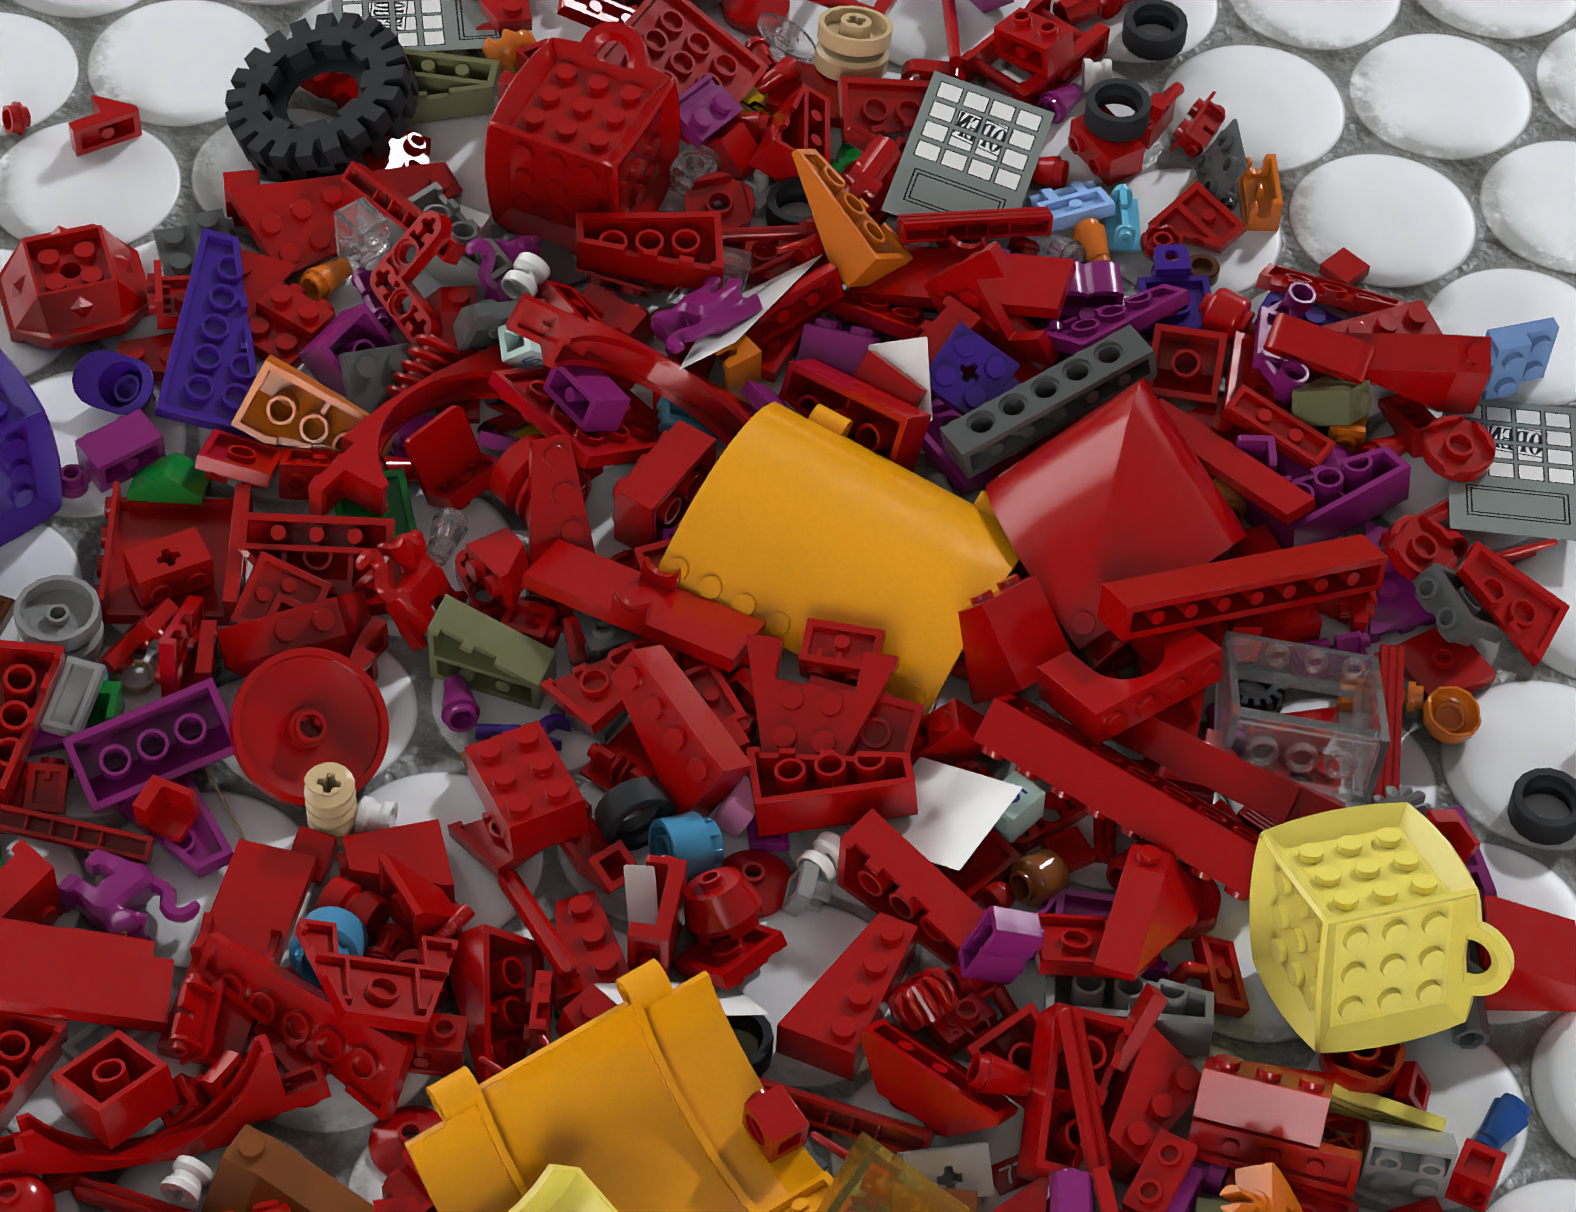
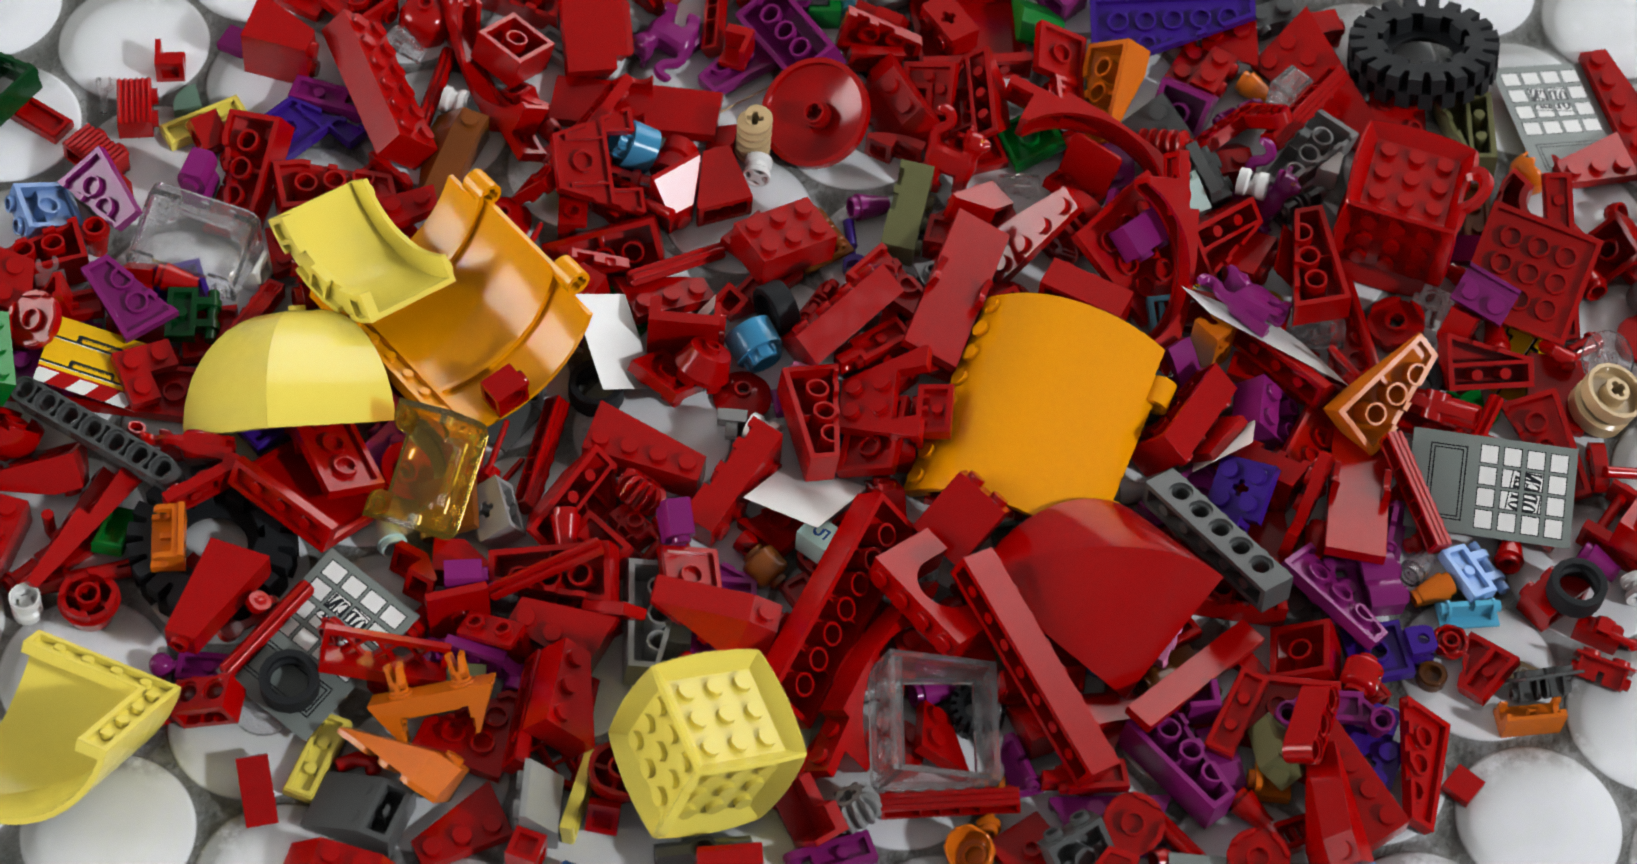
camera: 80 degrees right, 5 degrees up
(193, 1034) = (559, 83): red hinge -> none

